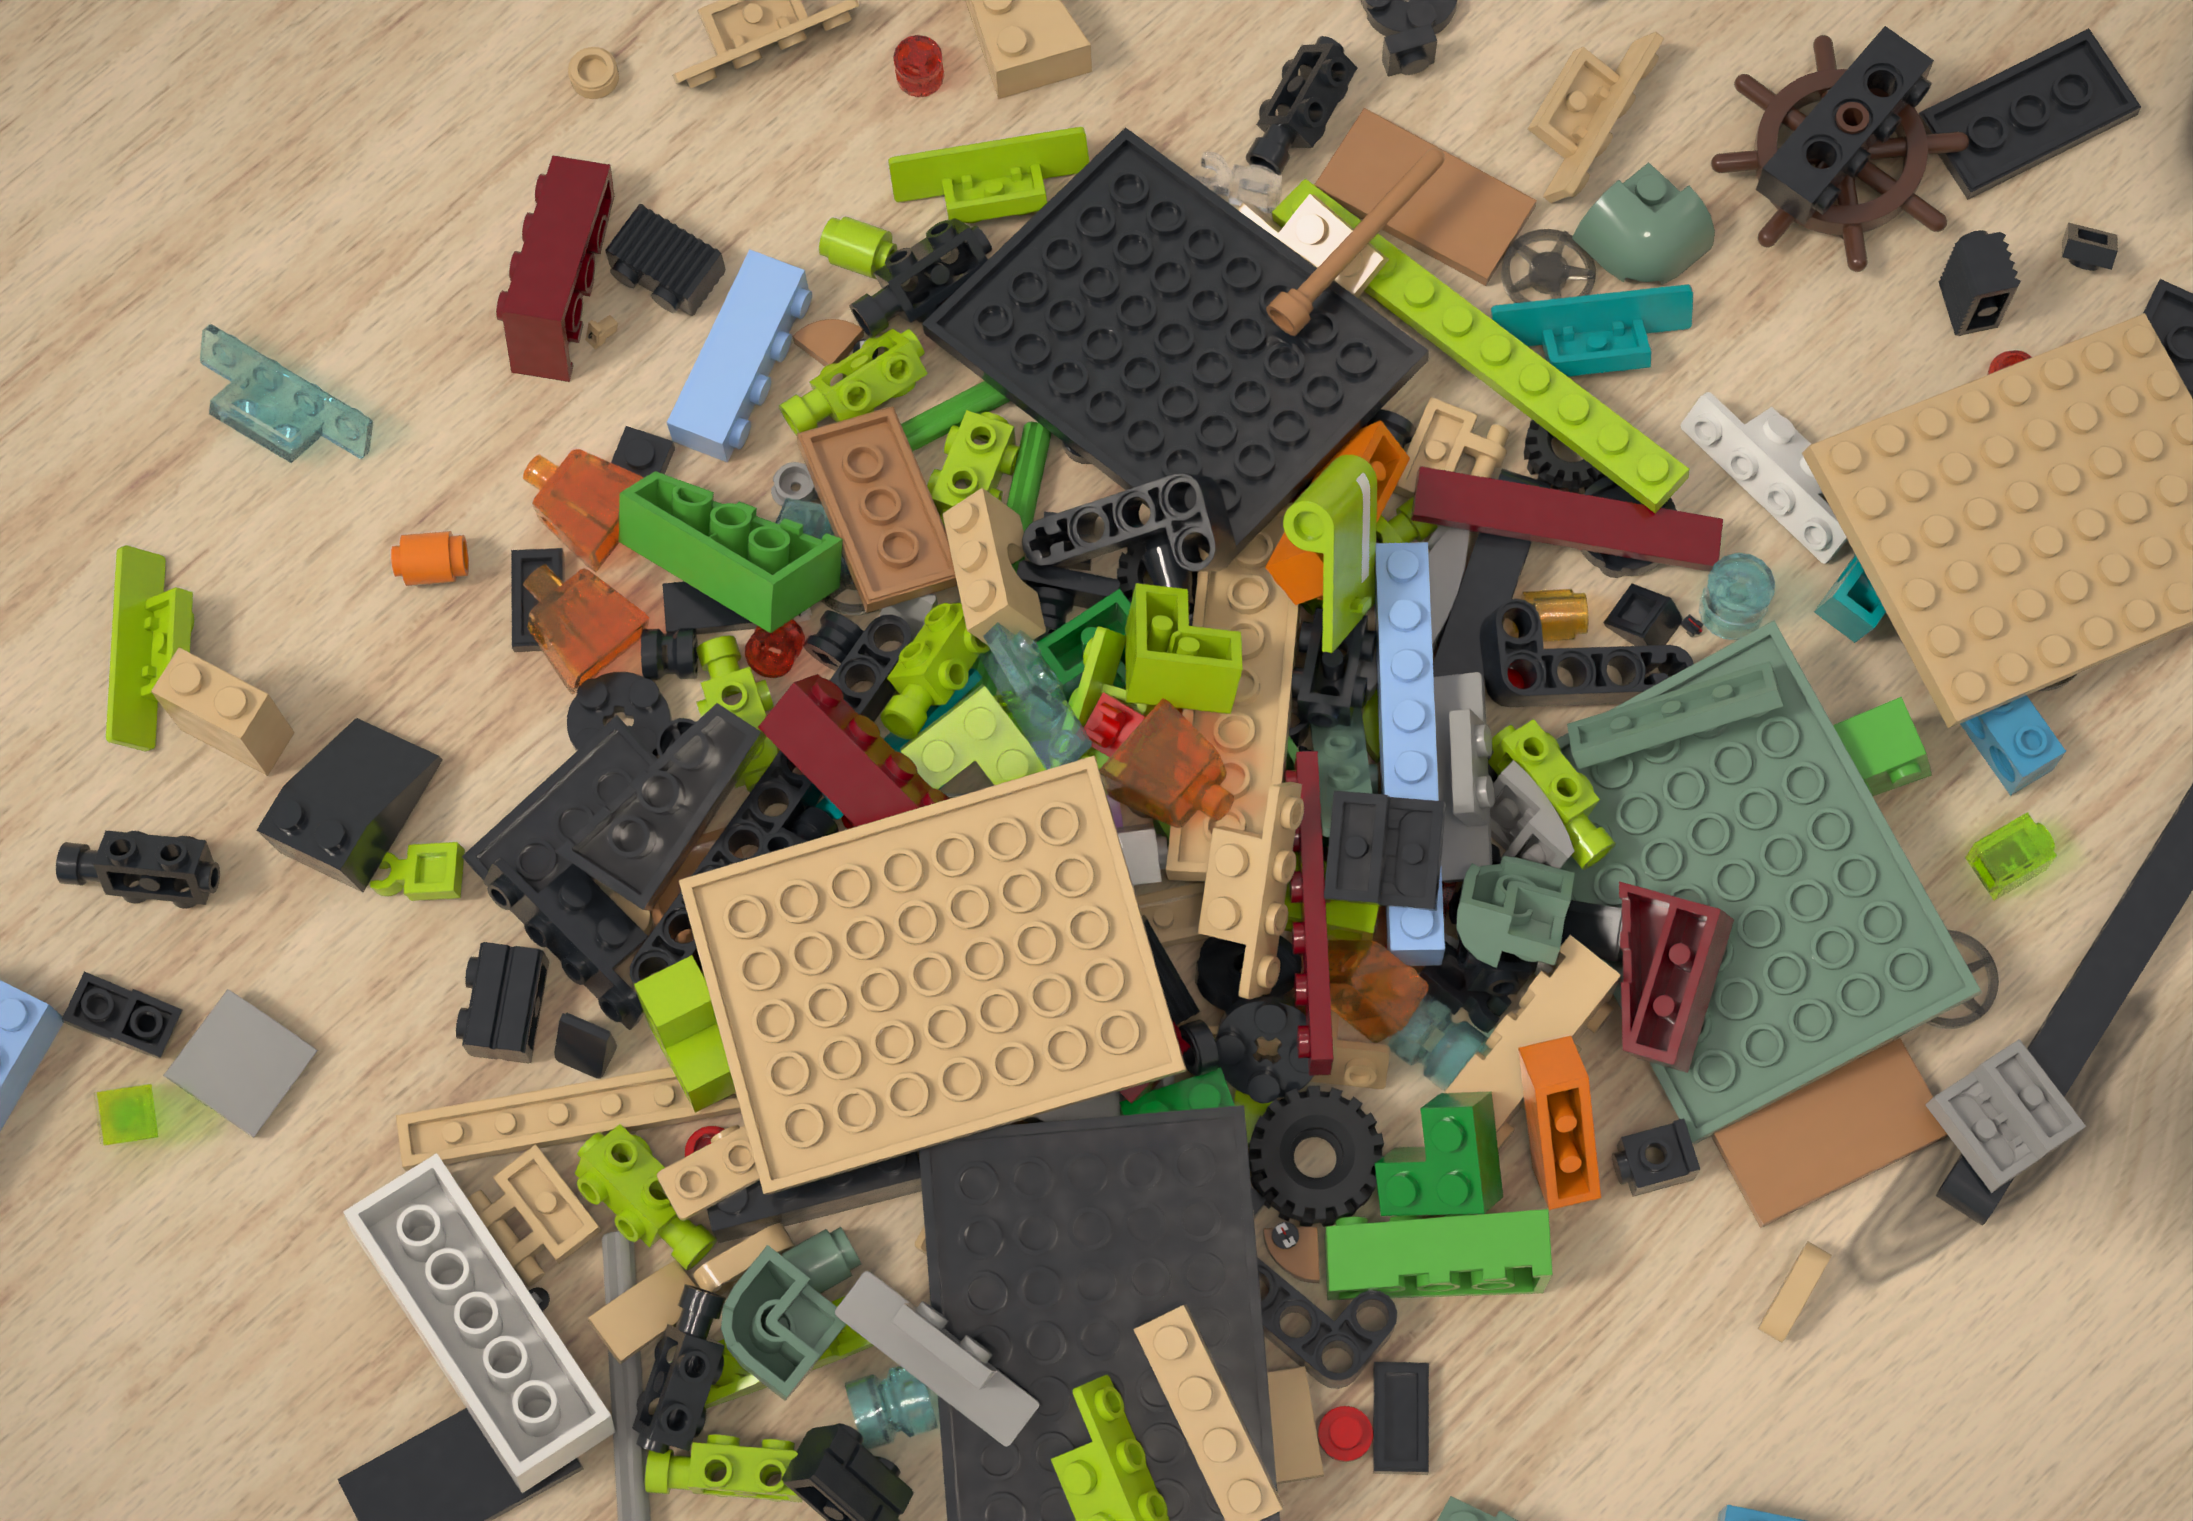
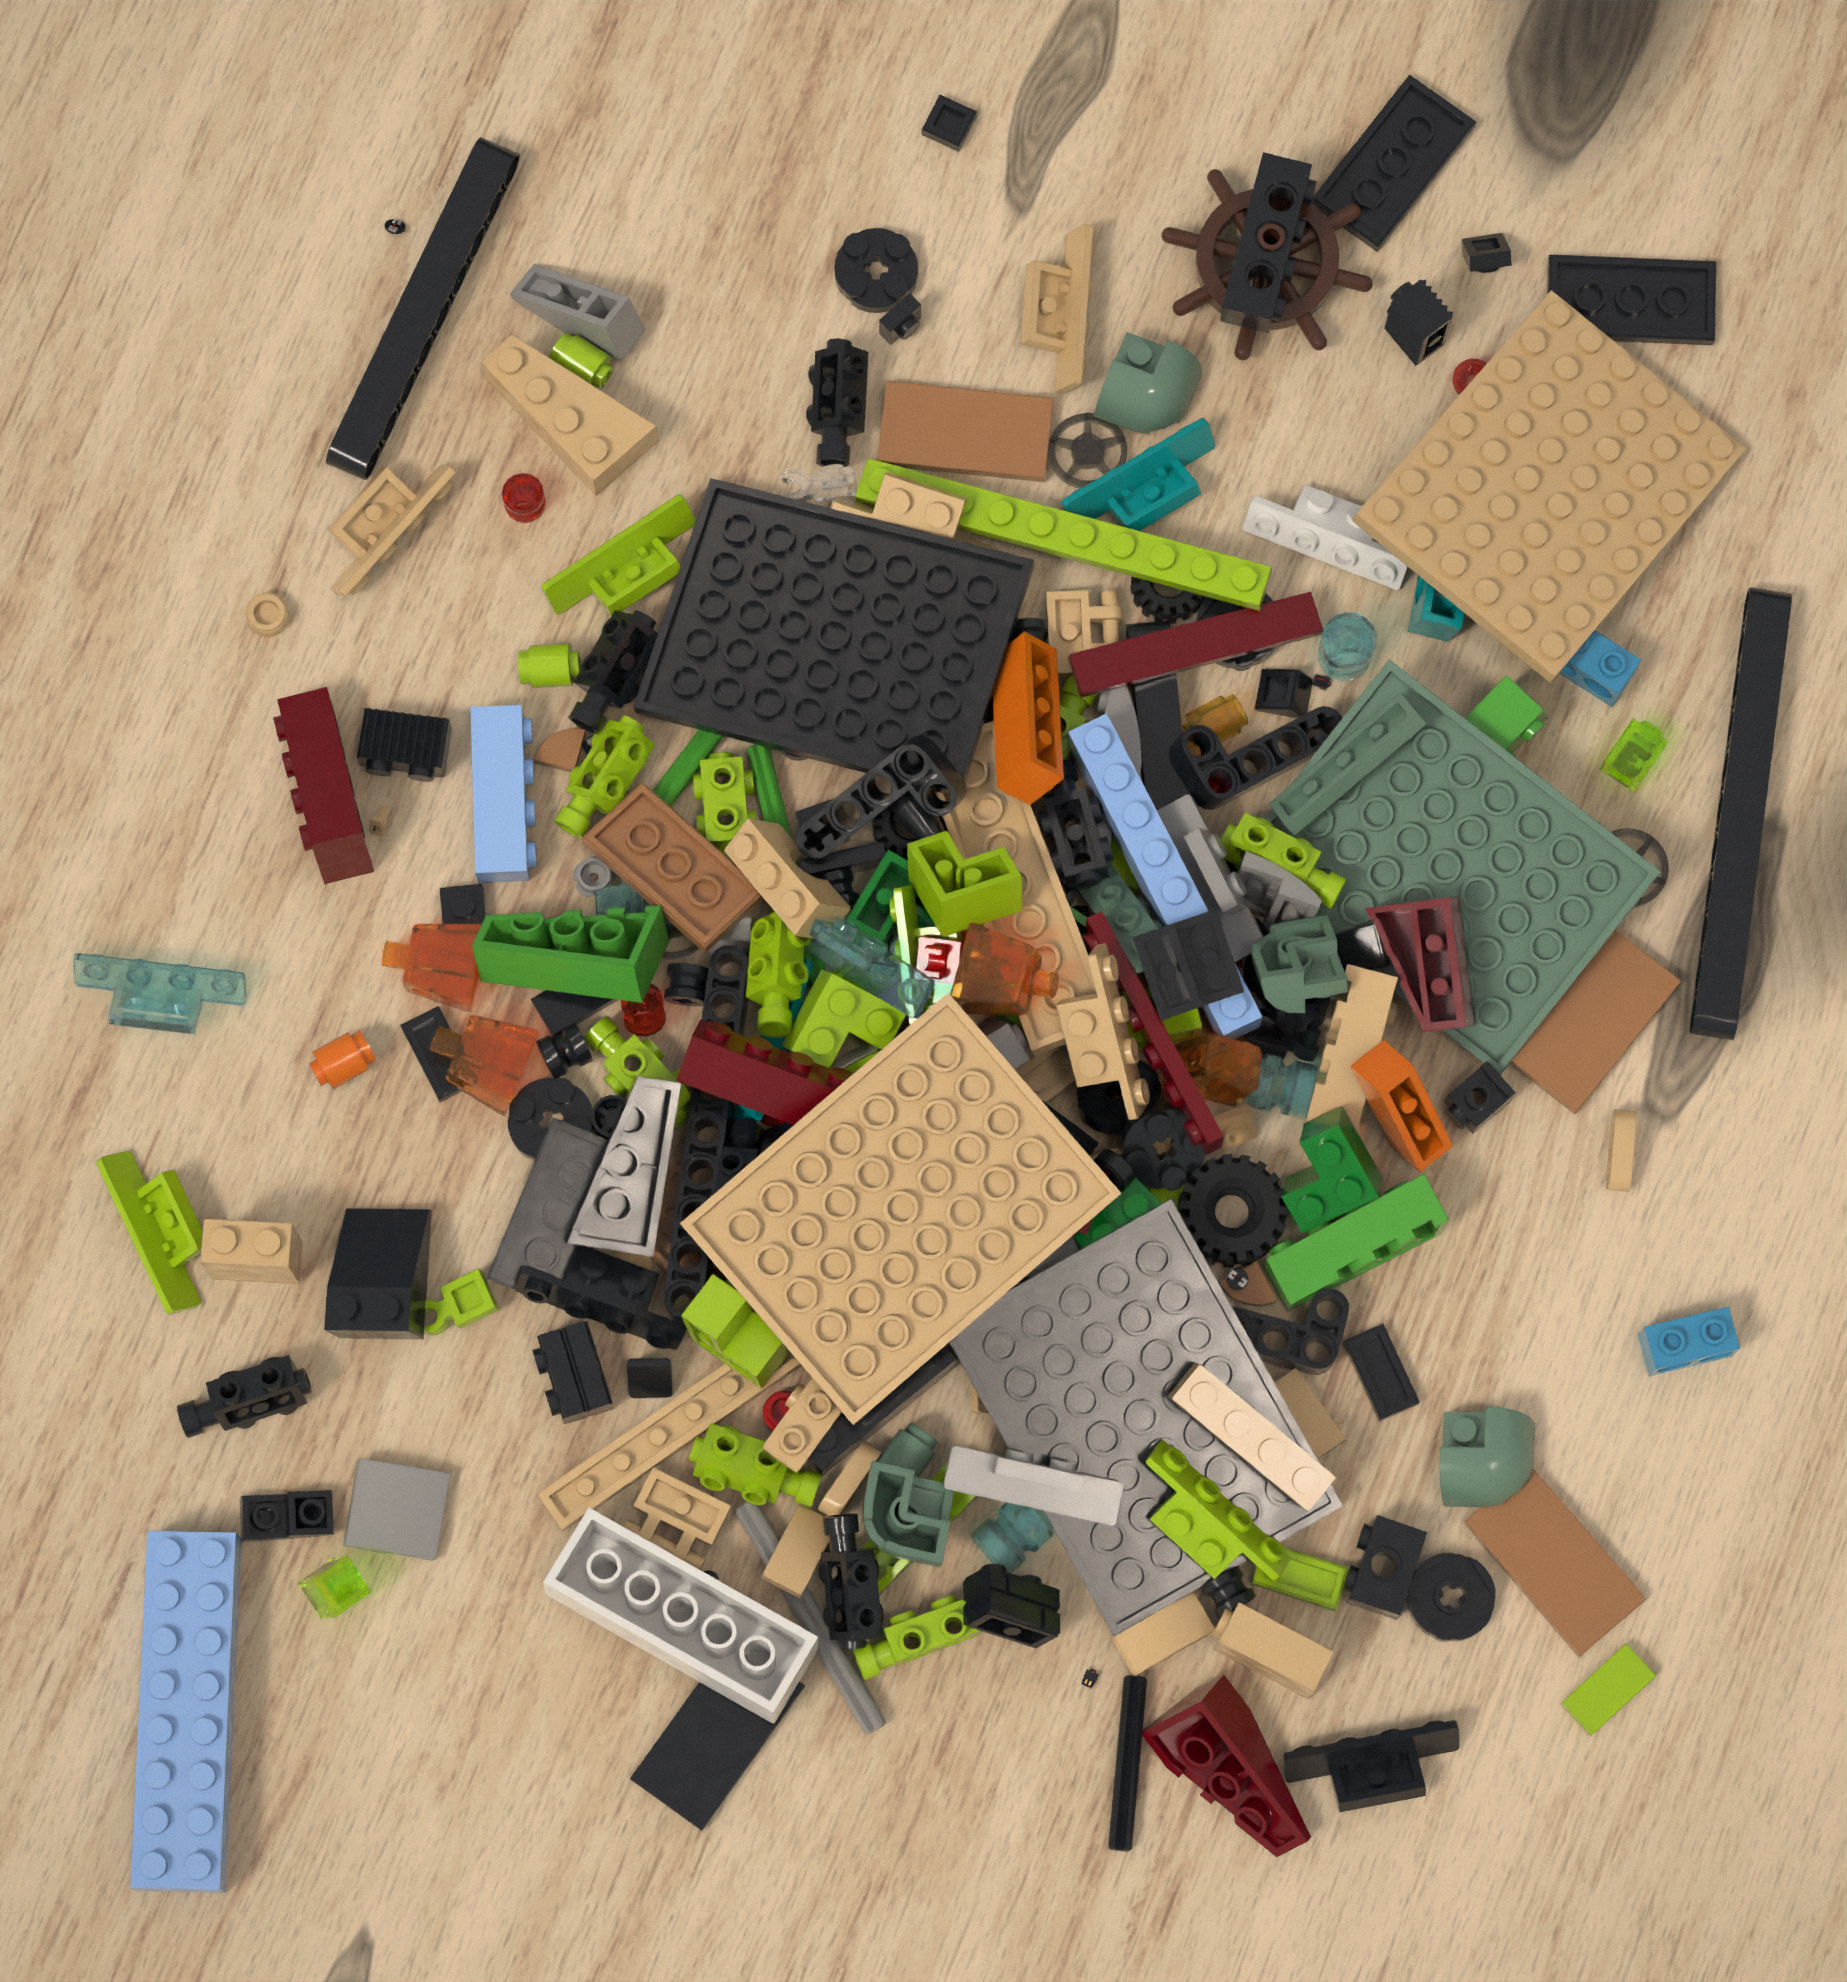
camera: 30 degrees left, 5 degrees up
(1292, 309) = (917, 573): medium nougat piece -> none
(1340, 521) = (1042, 738): lime door -> none
(1345, 1433) = (1347, 1402): red plate -> none
(2005, 1115) = (1715, 953): light grey slope -> none

